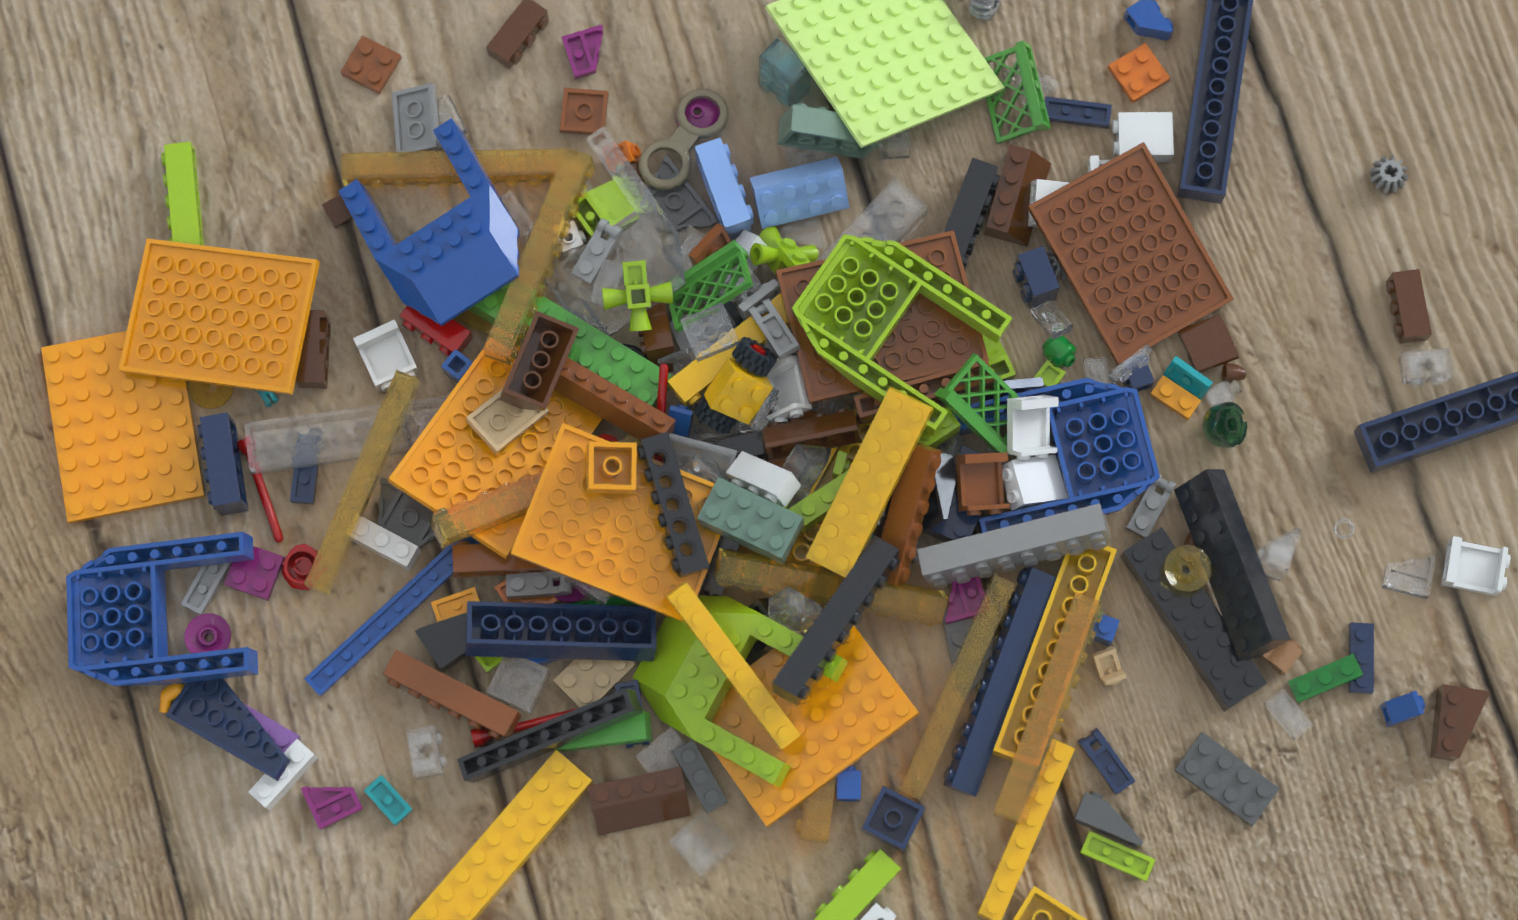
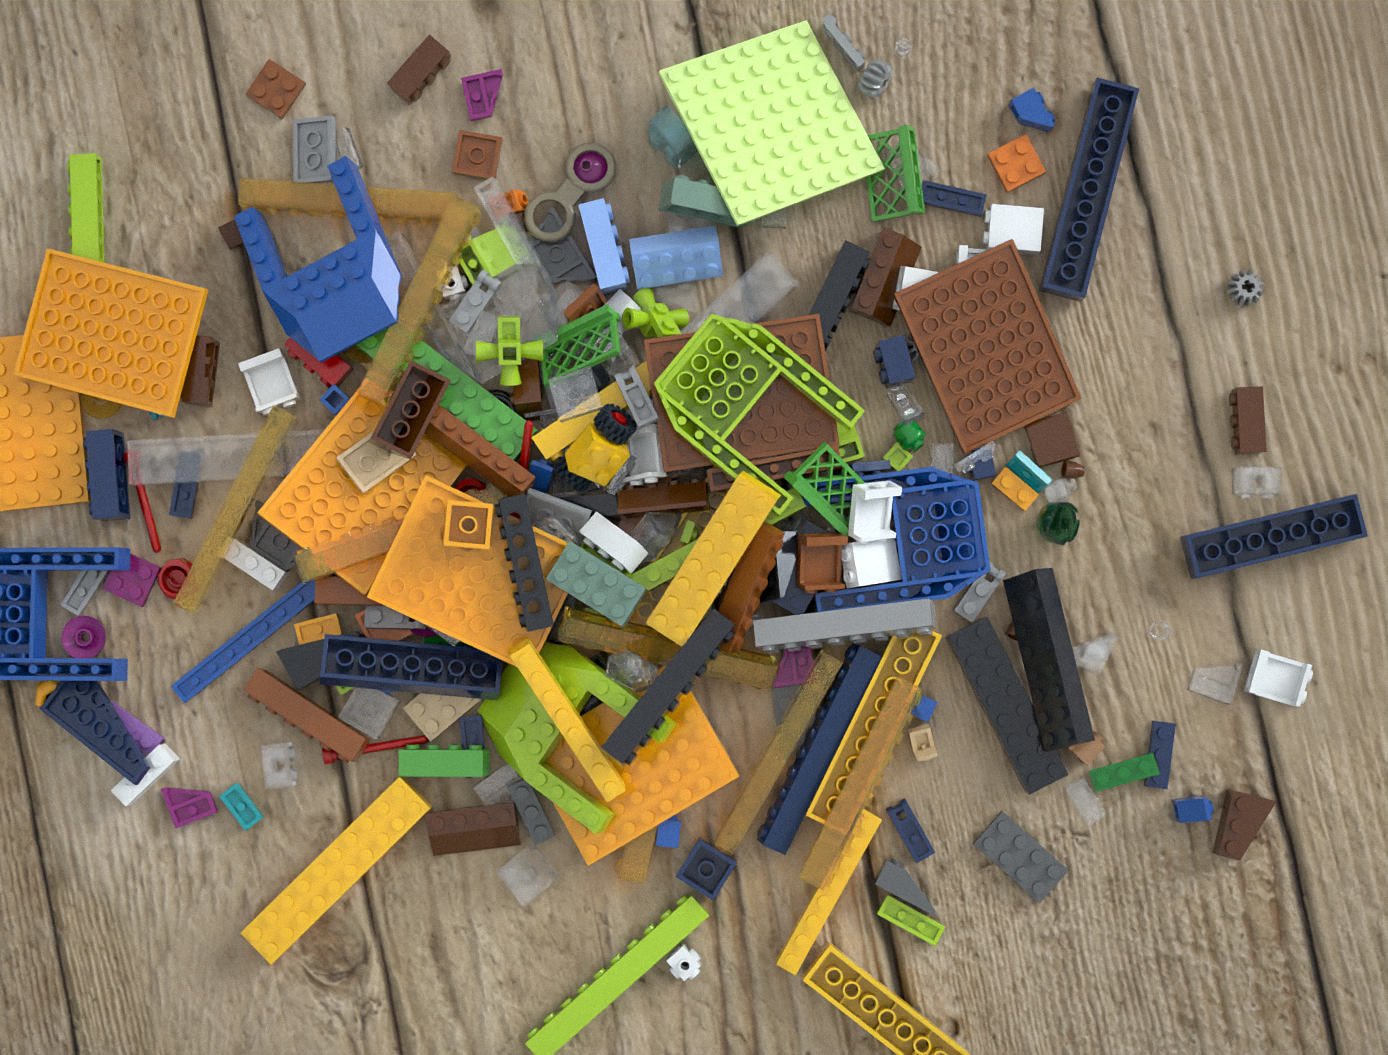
camera: 10 degrees right, 10 degrees up
(549, 735) = (393, 765): black brick -> none
(766, 290) = (633, 358): light grey plate -> none
(1195, 560) = (1017, 664): clear yellow dish -> none

